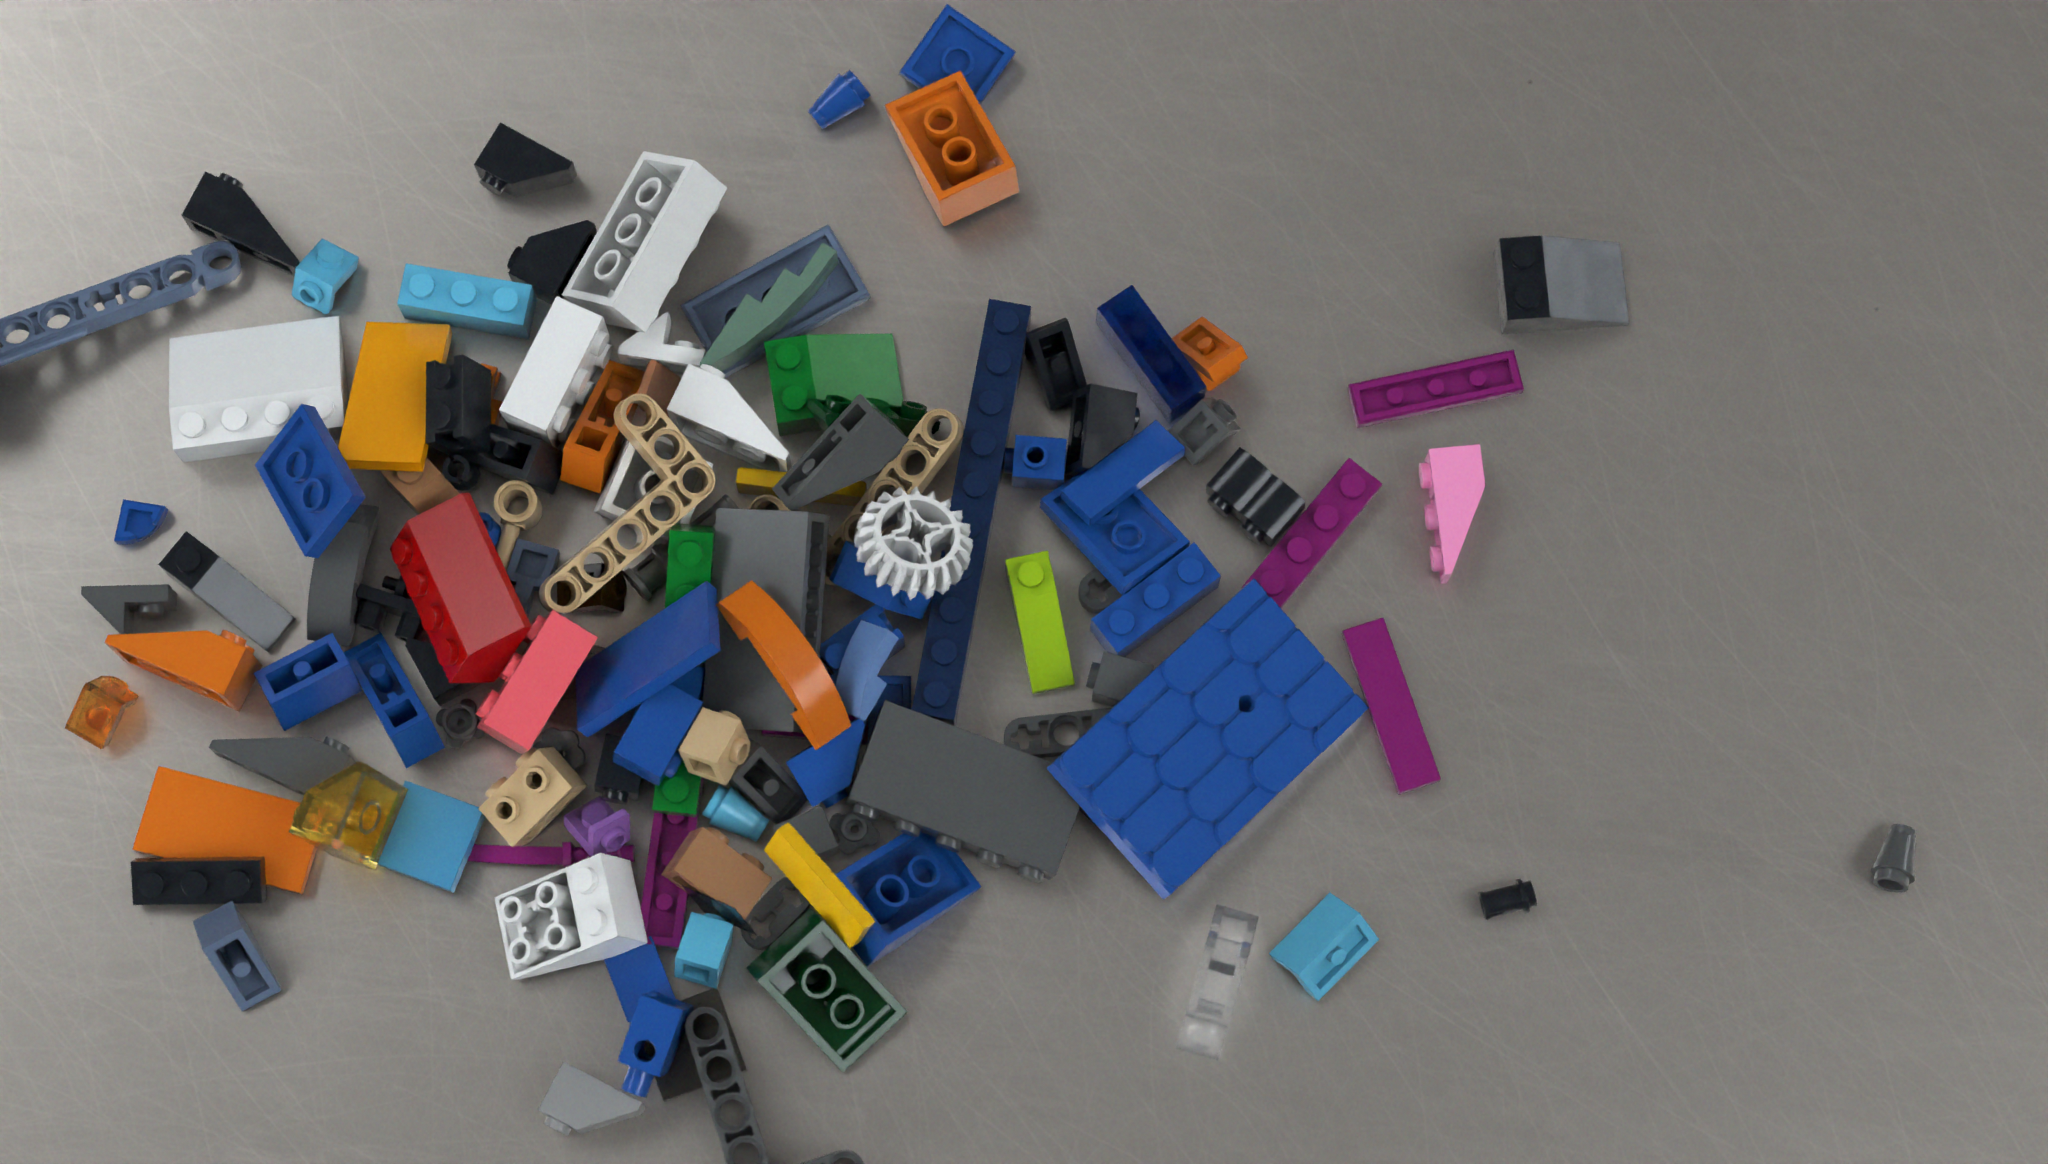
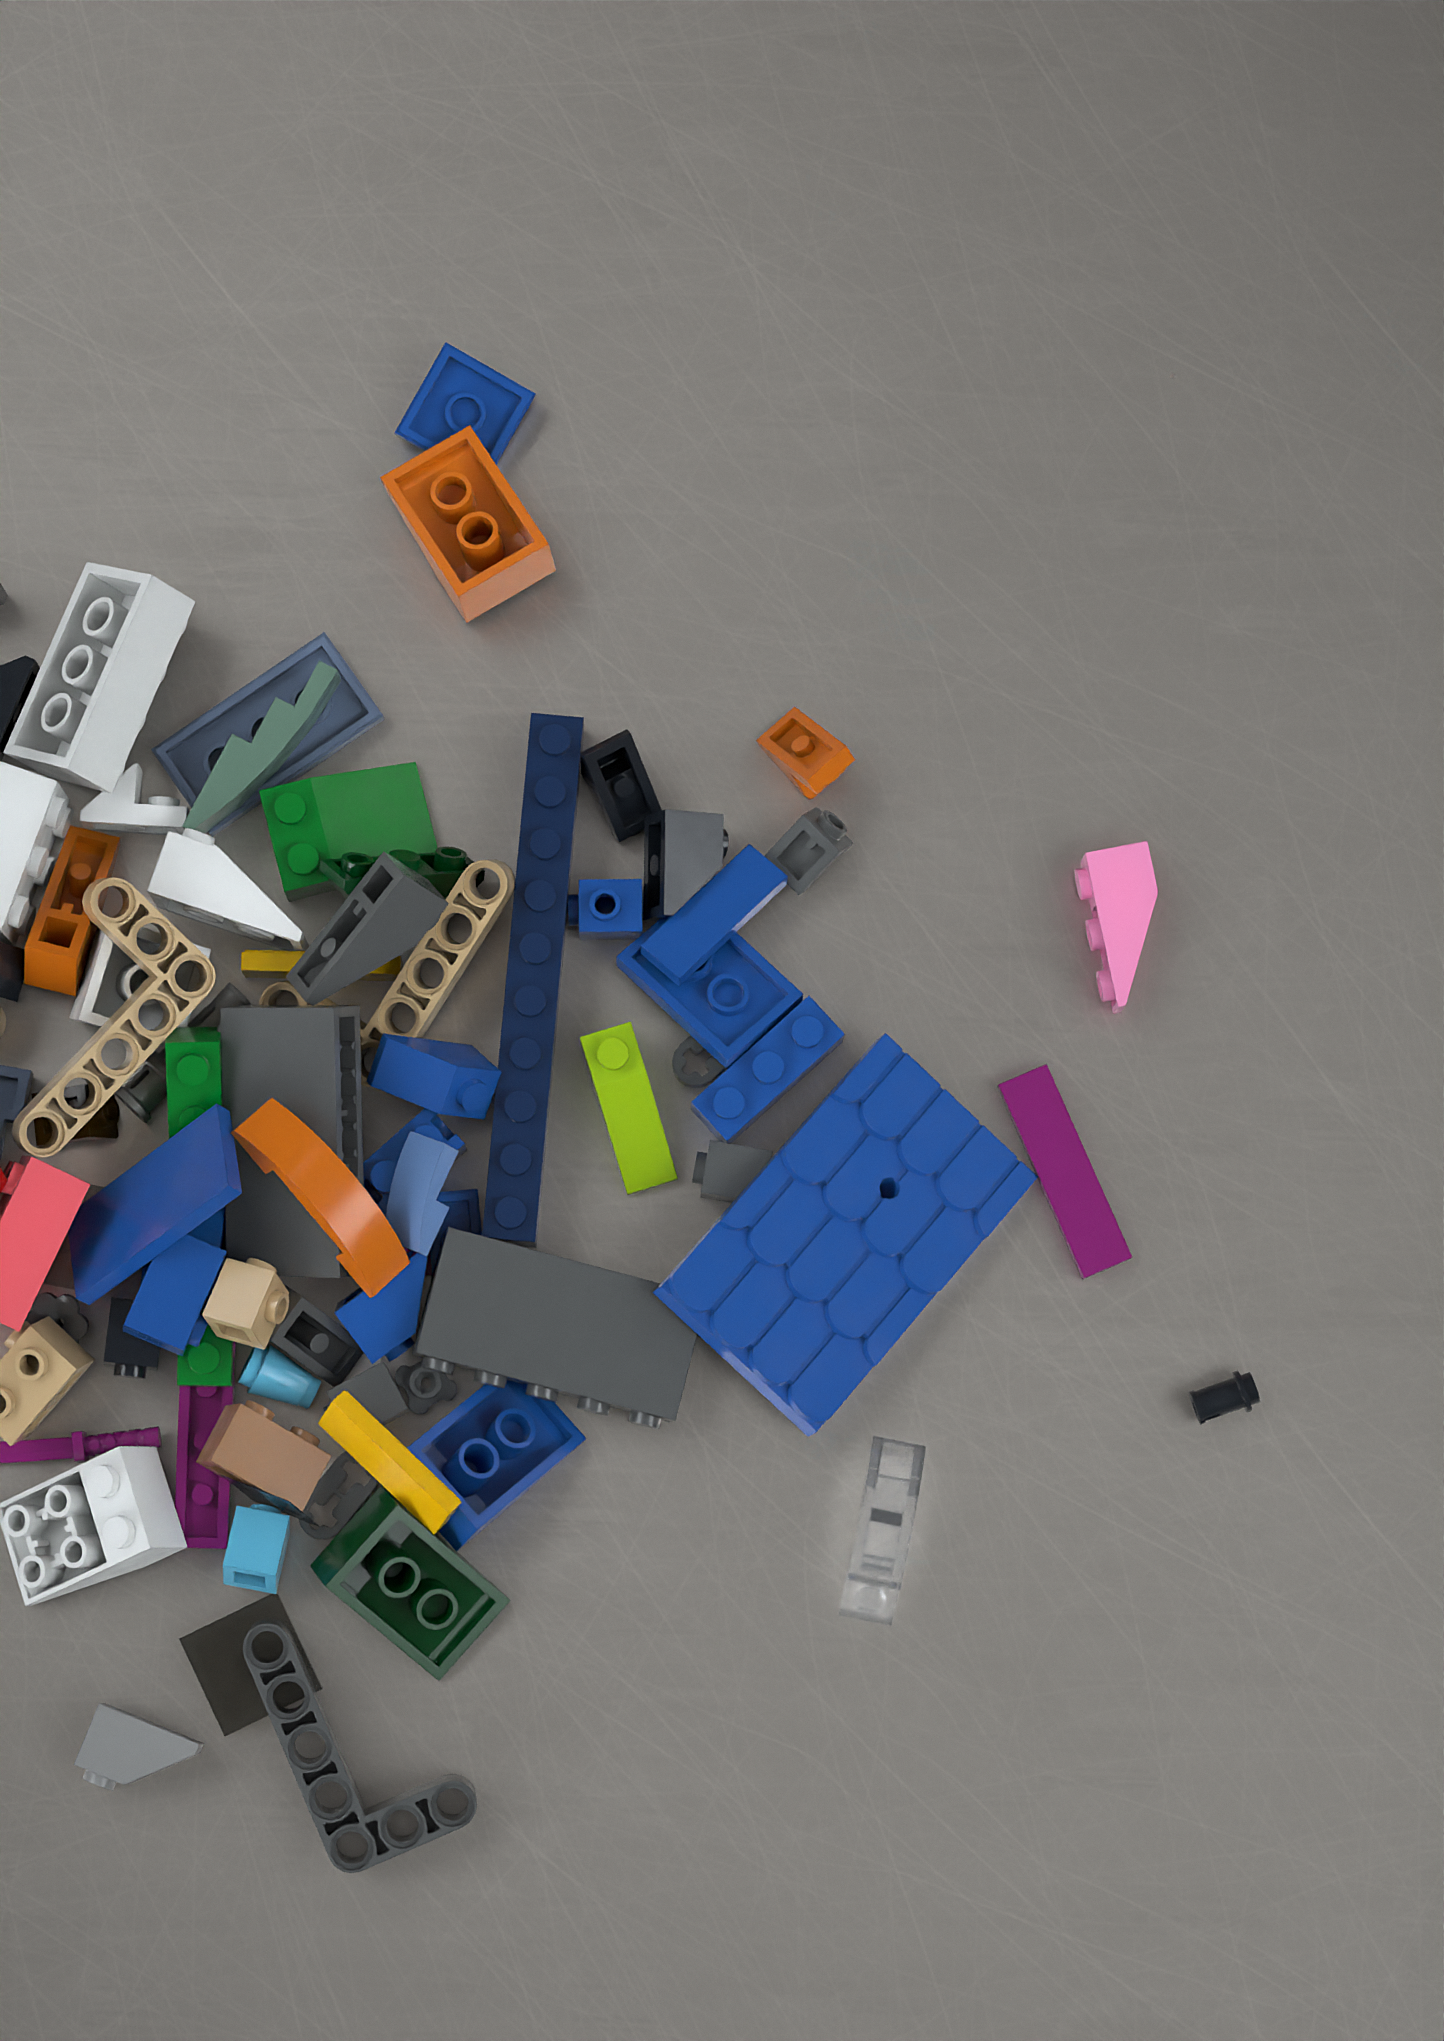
camera: 10 degrees left, 5 degrees up
(598, 826) = (113, 1410): medium lavender bracket -> none
(636, 974) = (182, 1592): blue sticker -> none
(659, 384) = (135, 857): nougat slope -> none
(663, 1024) = (211, 1647): blue torso -> none
(839, 99) = (323, 473): blue cone -> none
(905, 554) = (455, 1057): white gear -> none
(1052, 720) = (631, 1238): dark grey beam -> none
(1150, 353) = (735, 762): clear blue brick -> none
(1254, 497) = (877, 929): black brick -> none
(1315, 532) = (954, 965): magenta plate -> none
(1325, 945) = (1008, 1473): medium azure panel -> none
(1435, 388) = (1087, 772): magenta tile -> none
(1559, 284) = (1229, 629): slope -> none

